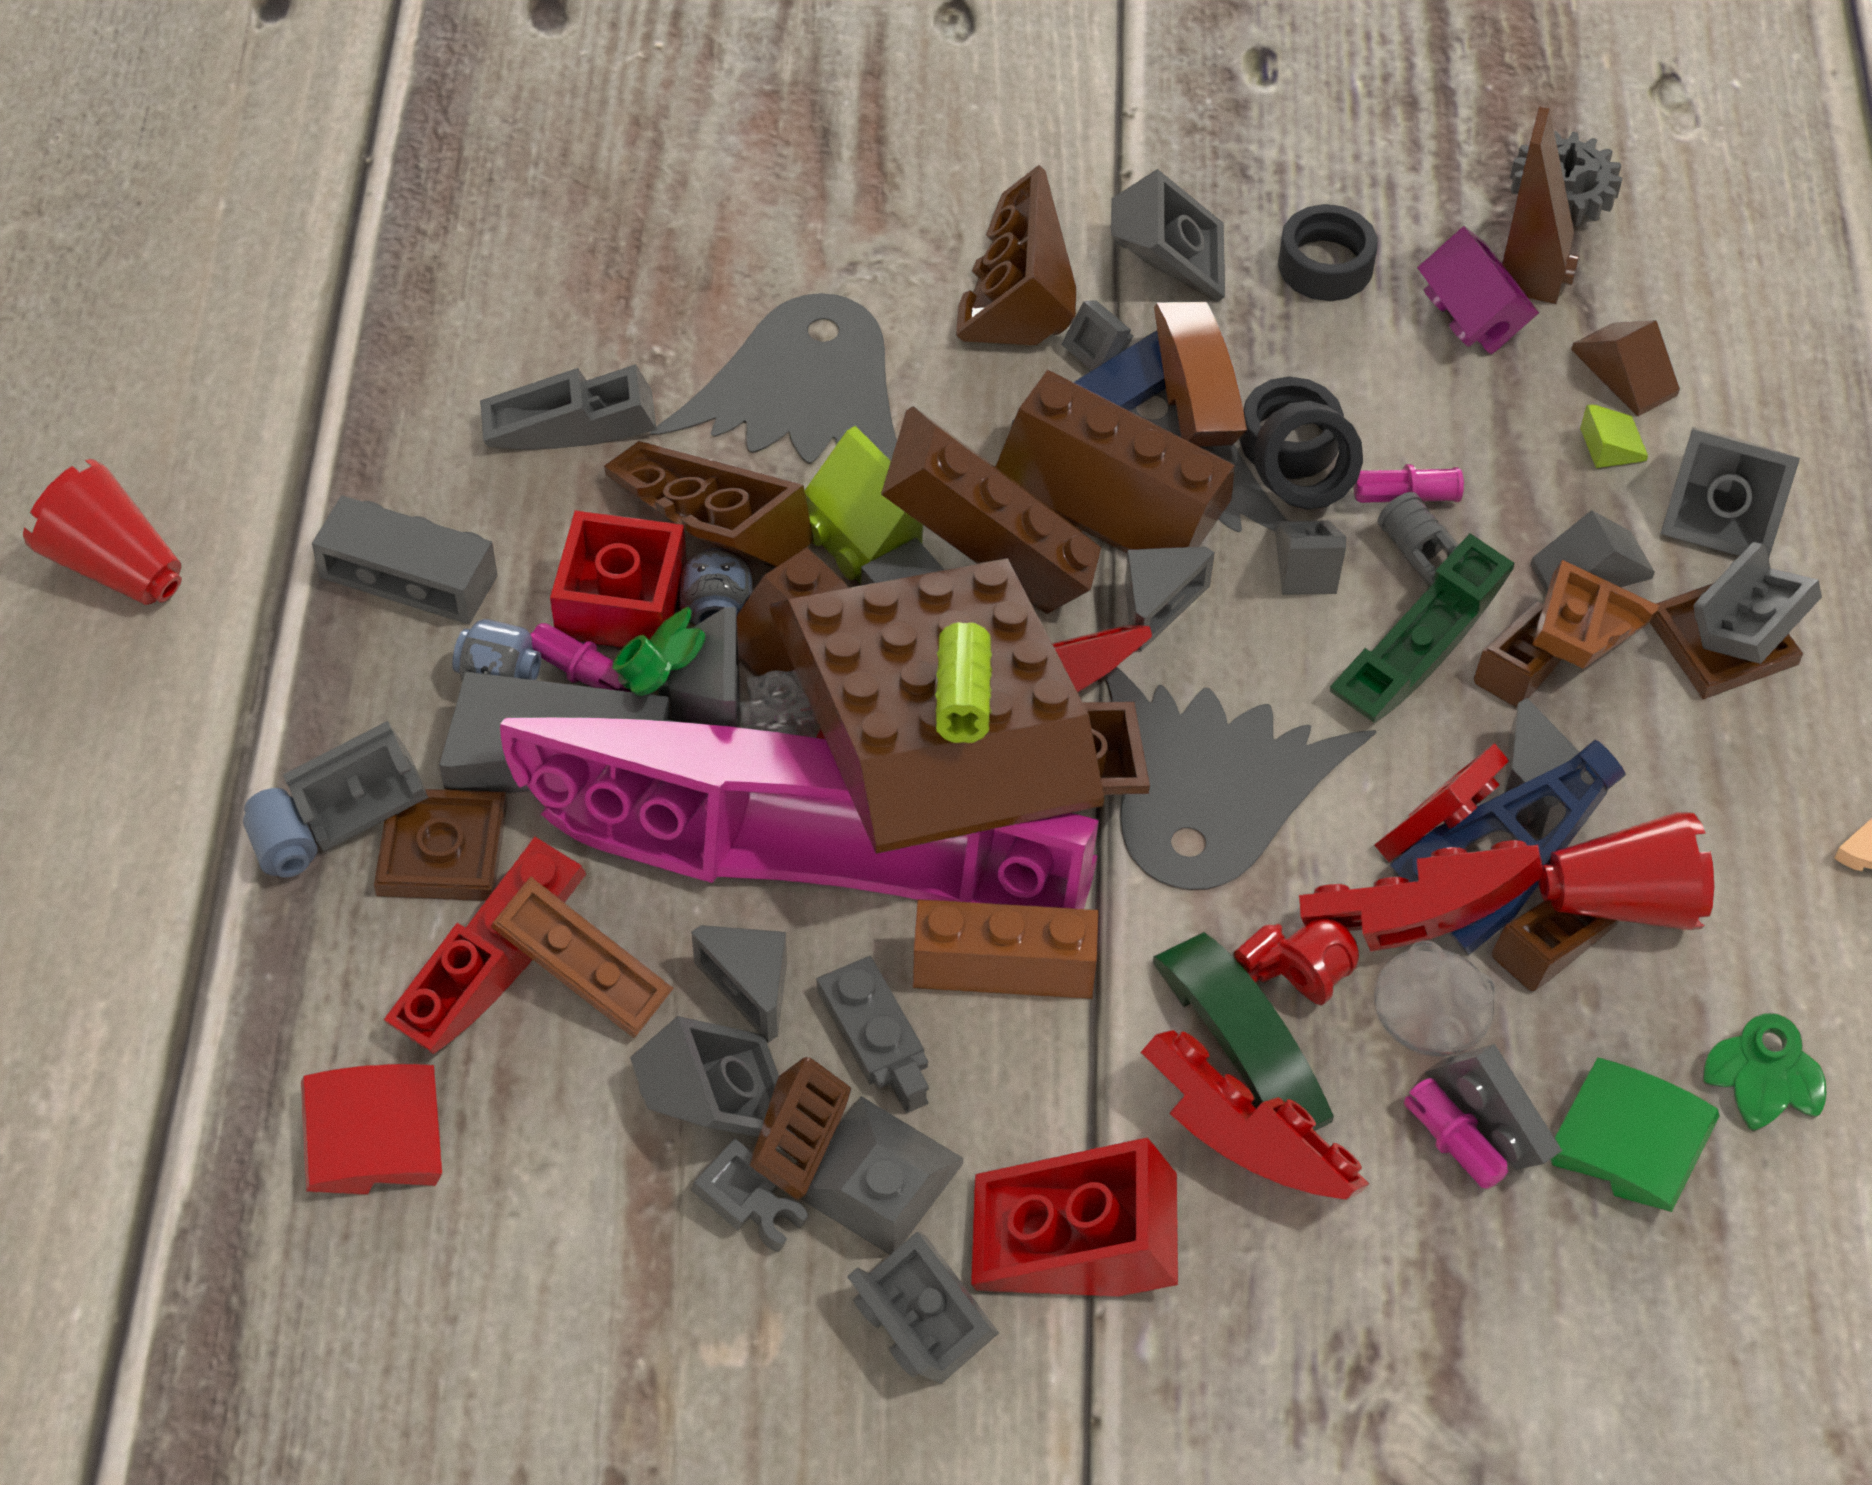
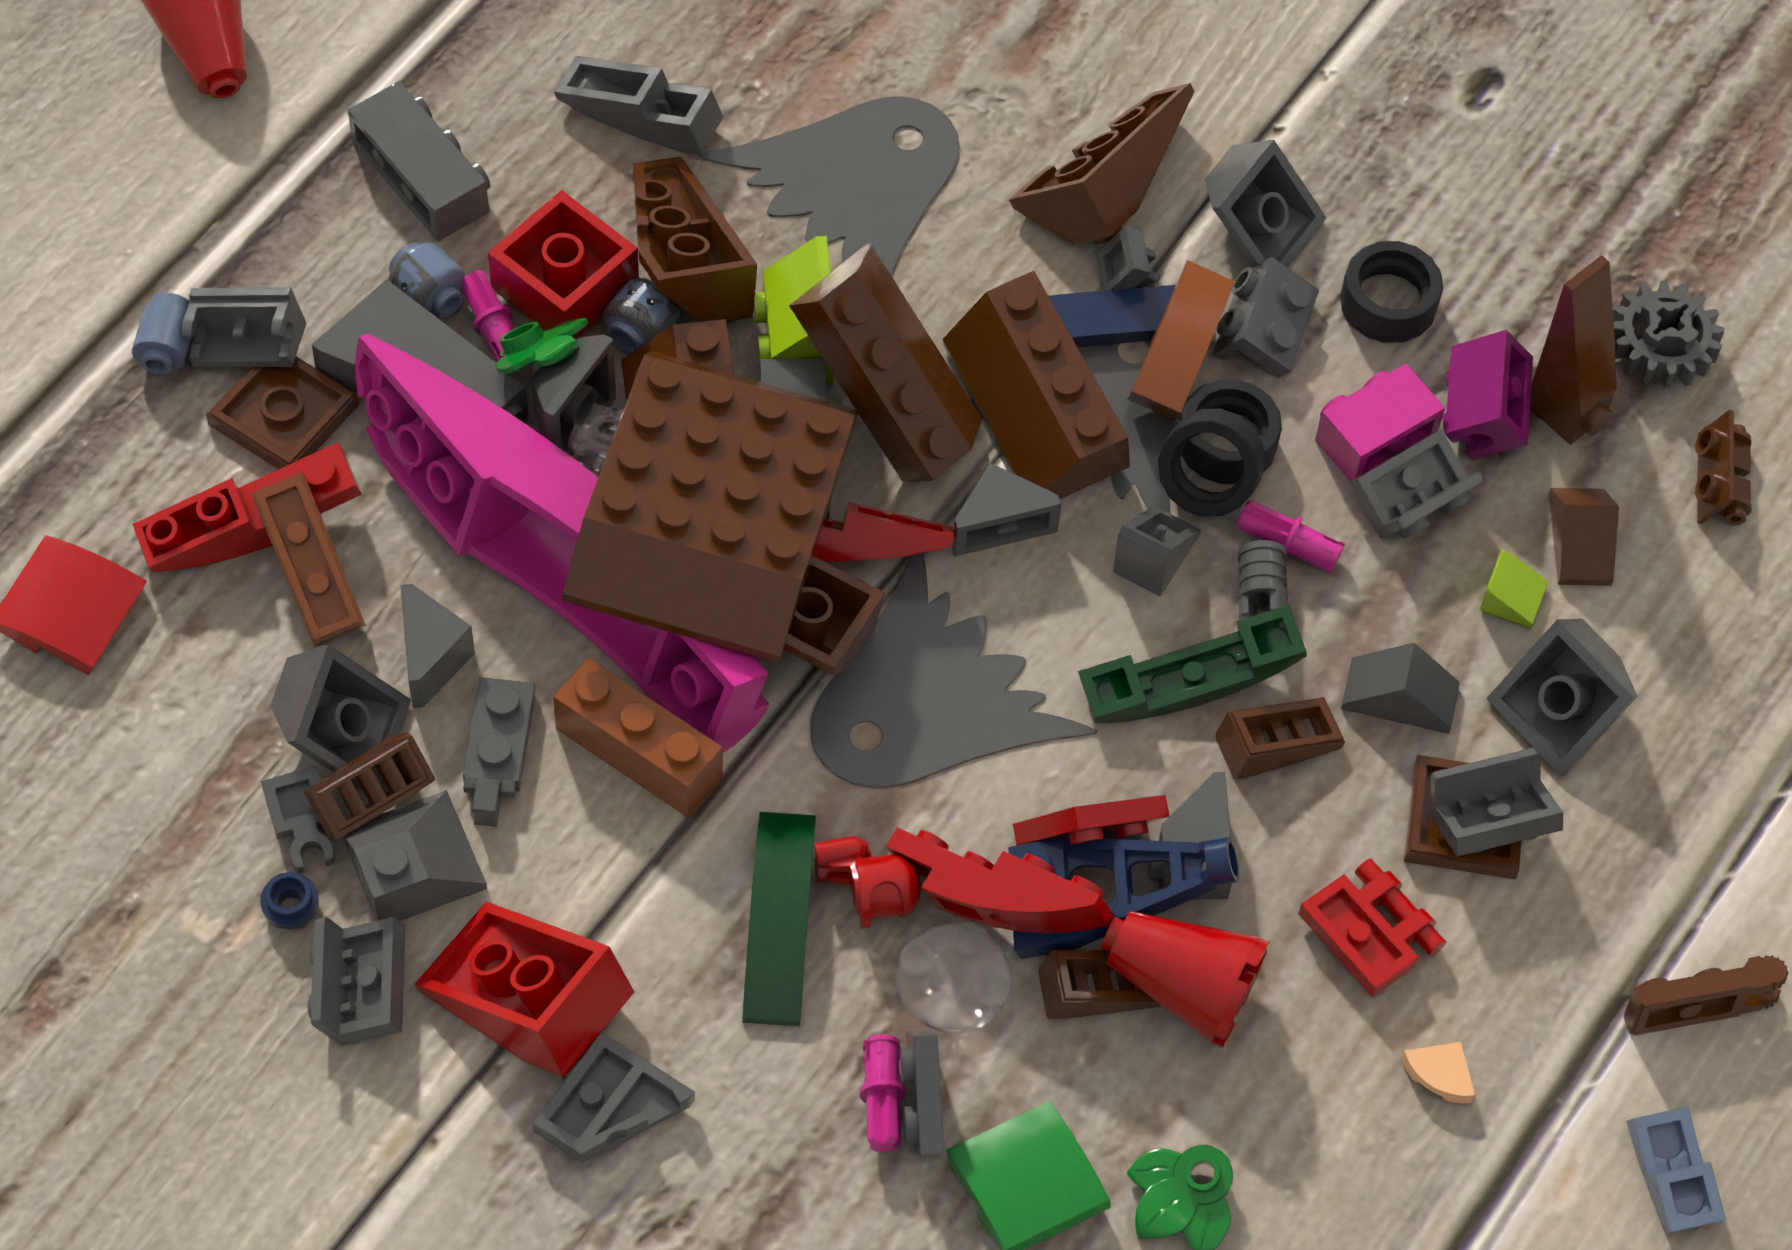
camera: 30 degrees right, 5 degrees up
(790, 1262) = (289, 886): none -> dark blue plate
(963, 683) = (704, 497): lime axle -> none
(1230, 1283) = (609, 1101): none -> dark grey wing
(1249, 318) = (1267, 316): none -> dark grey bracket
(1268, 1140) = (716, 1003): red slope -> none
(1404, 358) = (1378, 421): none -> dark pink brick
(1476, 394) = (1414, 484): none -> dark grey bracket
(1588, 616) = (1344, 733): dark orange wing -> none
(1691, 261) = (1722, 451): none -> reddish brown hinge
(1726, 773) = (1360, 934): none -> red plate

